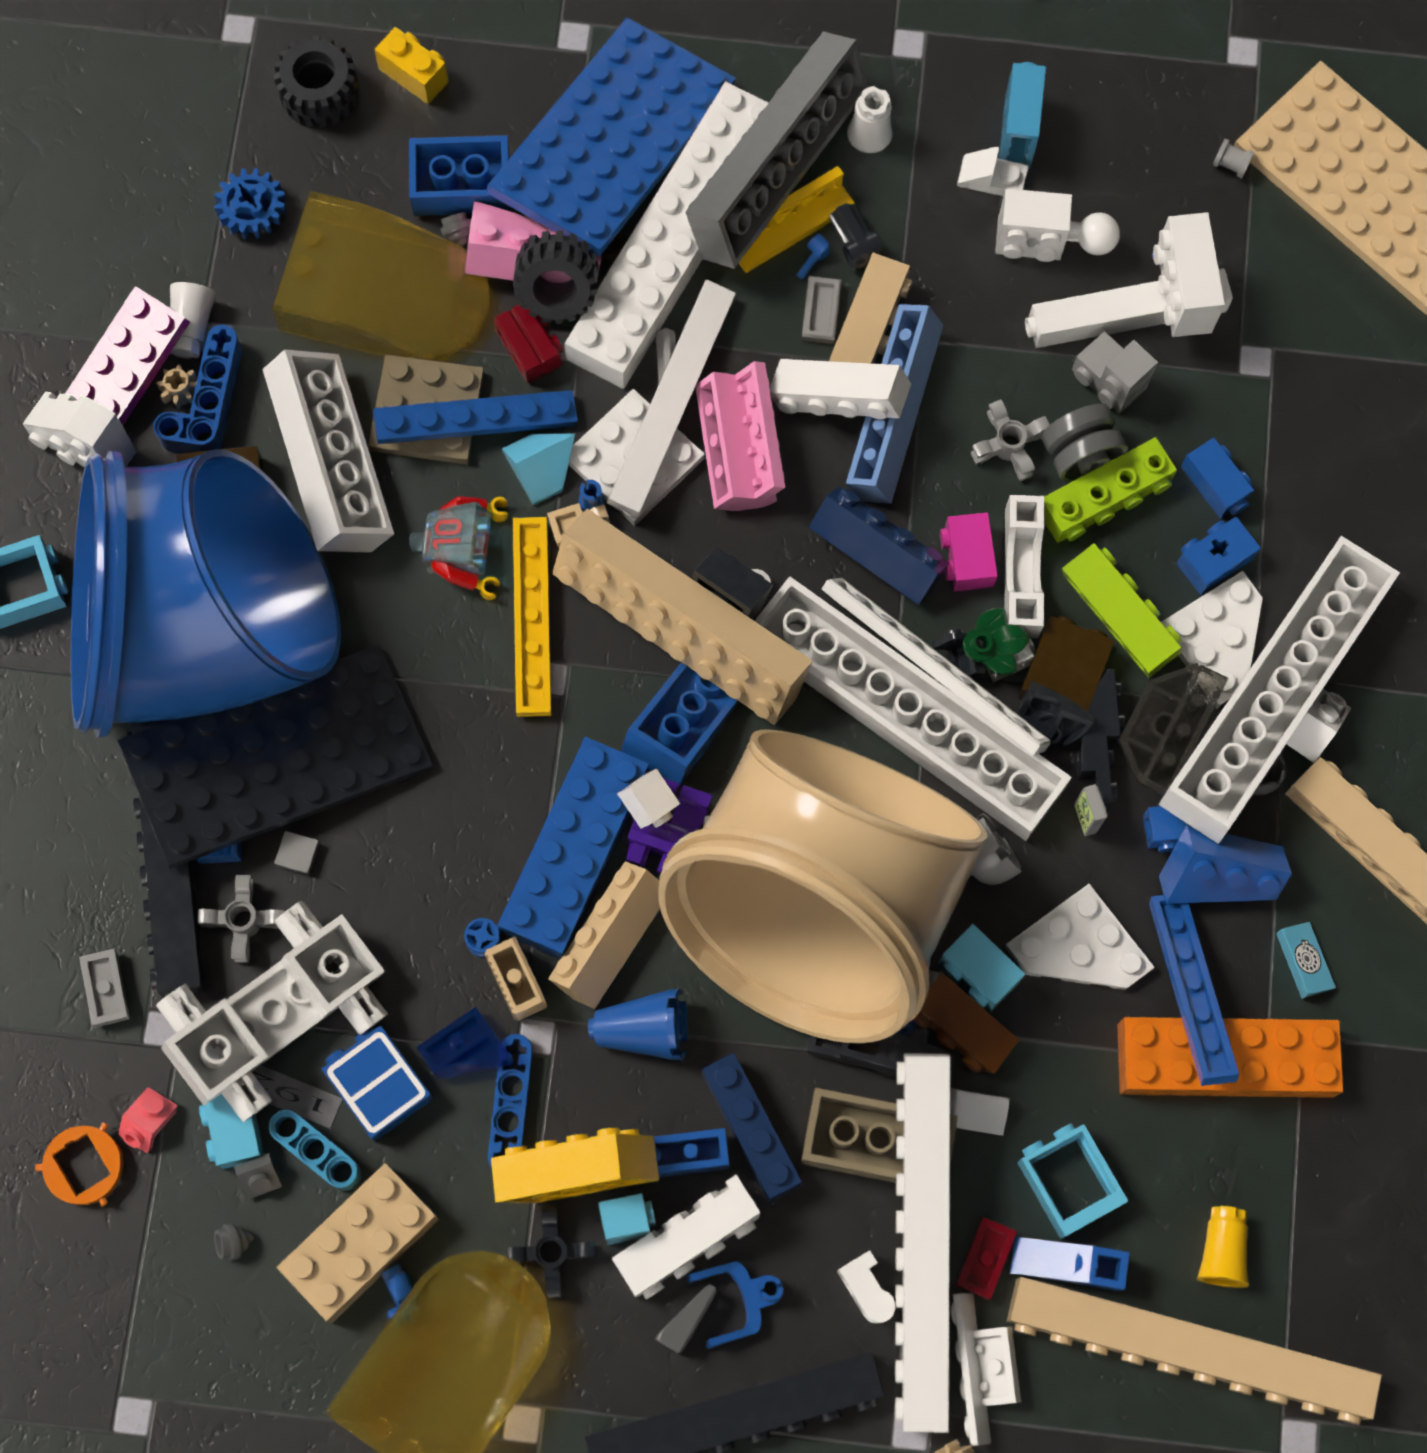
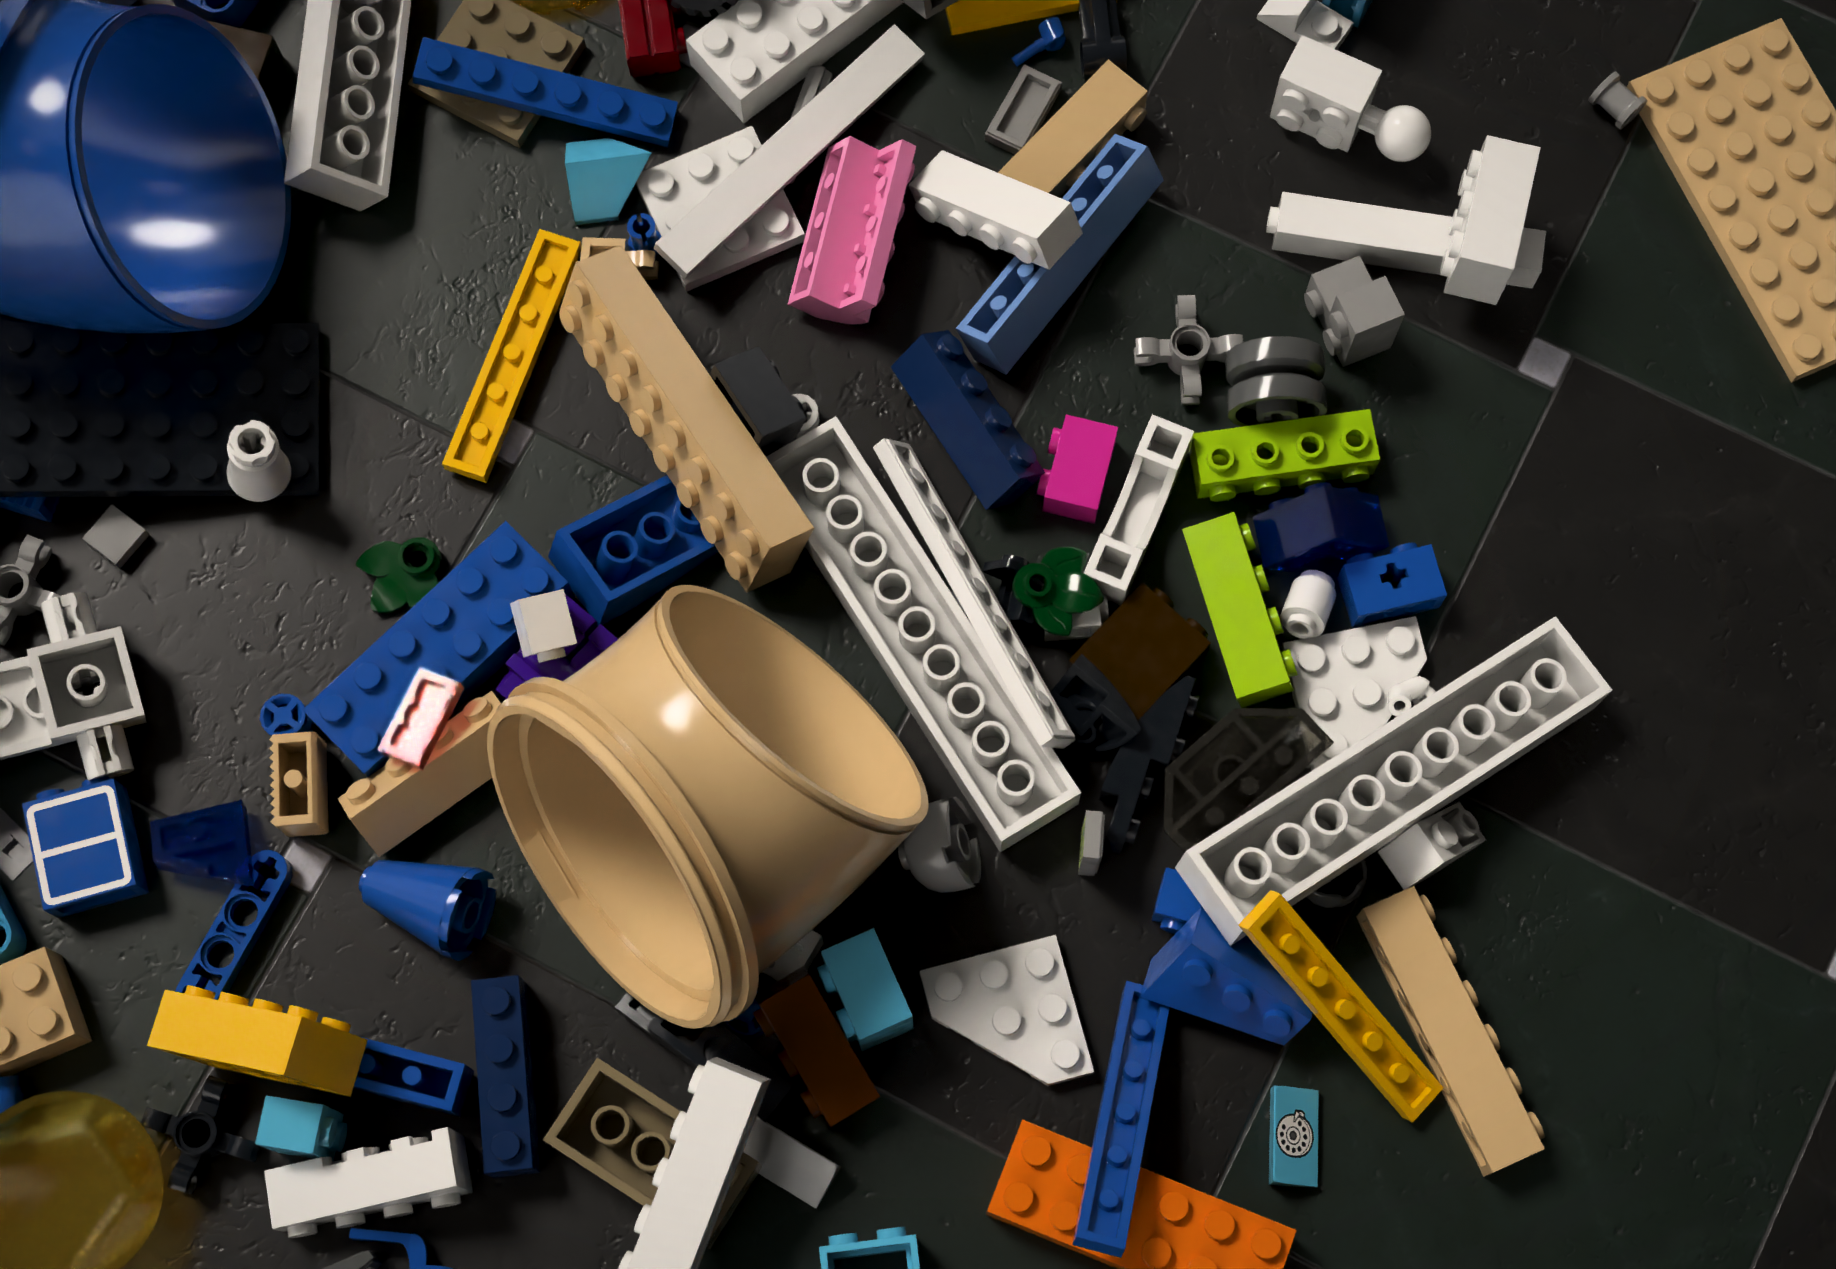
camera: 25 degrees right, 0 degrees up
(384, 770) = (256, 463): none -> white plant
(458, 541) = (461, 232): torso -> none
(517, 808) = (396, 577): none -> dark green plate
(590, 898) = (421, 718): none -> clear red plate
(1153, 532) = (1320, 526): none -> clear blue brick
(1168, 589) = (1308, 604): none -> white brick
(1218, 478) = (1432, 490): blue brick -> none
(1263, 627) = (1412, 690): none -> white arm
(1309, 855) = (1340, 1005): none -> yellow plate

